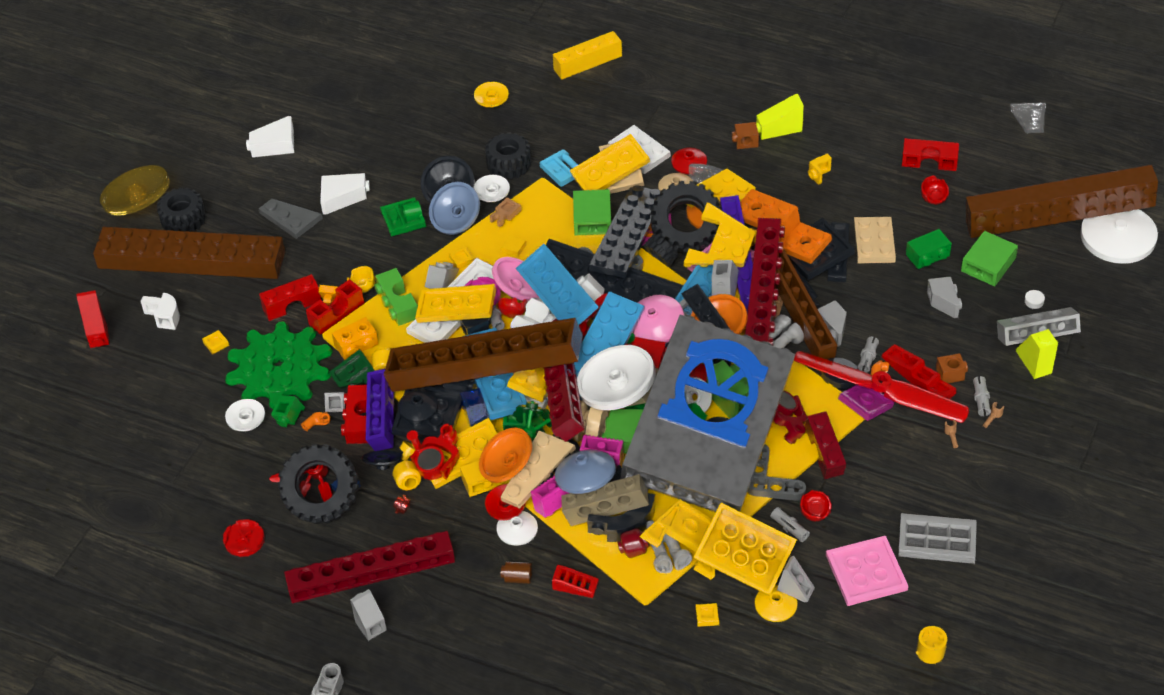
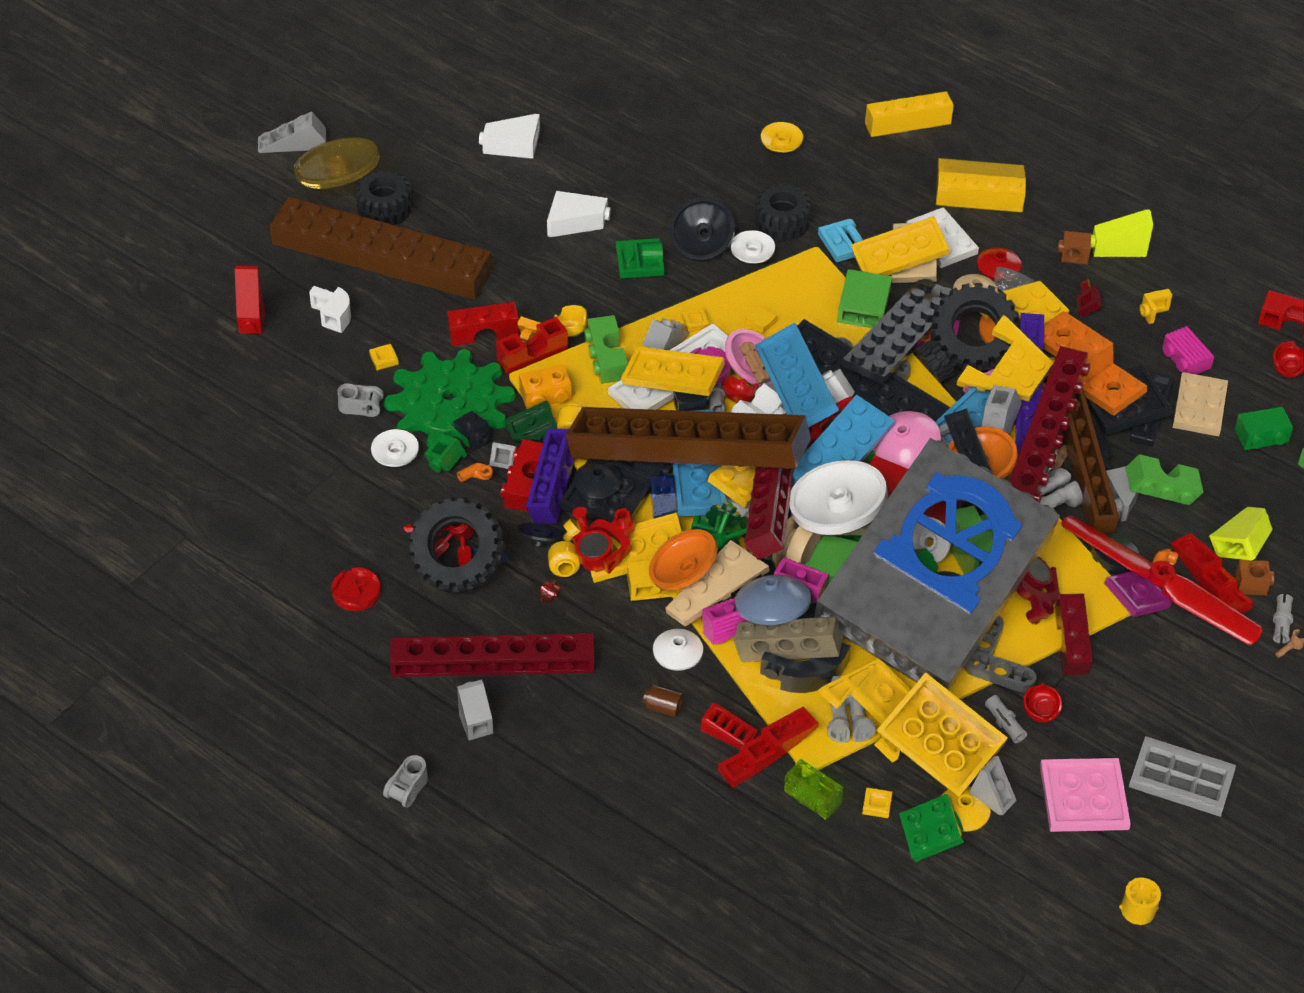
camera: 10 degrees right, 0 degrees up
(92, 175) = (295, 135): none -> light grey slope
(204, 382) = (358, 399): none -> light grey piece
(290, 217) = (508, 232): dark grey wing -> none
(306, 385) = (474, 429): none -> black bracket
(447, 204) = (696, 254): sand blue dish -> none
(496, 508) = (659, 620): red dish -> none
(505, 210) = (762, 275): medium nougat plate -> none
(519, 282) = (754, 362): none -> medium nougat axle
(611, 589) = (768, 747): none -> red slope
(632, 543) = (808, 697): dark red head -> none
(655, 615) = (813, 789): none -> clear neon green brick
(658, 100) = (980, 185): none -> yellow slope
(755, 625) = (932, 827): none -> green plate
(768, 174) = (1089, 300): none -> dark red plate
(851, 308) = (1148, 478): none -> bright green arch
(854, 200) = (1187, 351): none -> dark pink brick
(868, 354) = (1155, 538): light grey pin -> none
(934, 337) = (1242, 535): none -> neon yellow slope
(943, 296) = (1267, 488): light grey slope -> none
(951, 430) = (1234, 652): medium nougat hand -> none

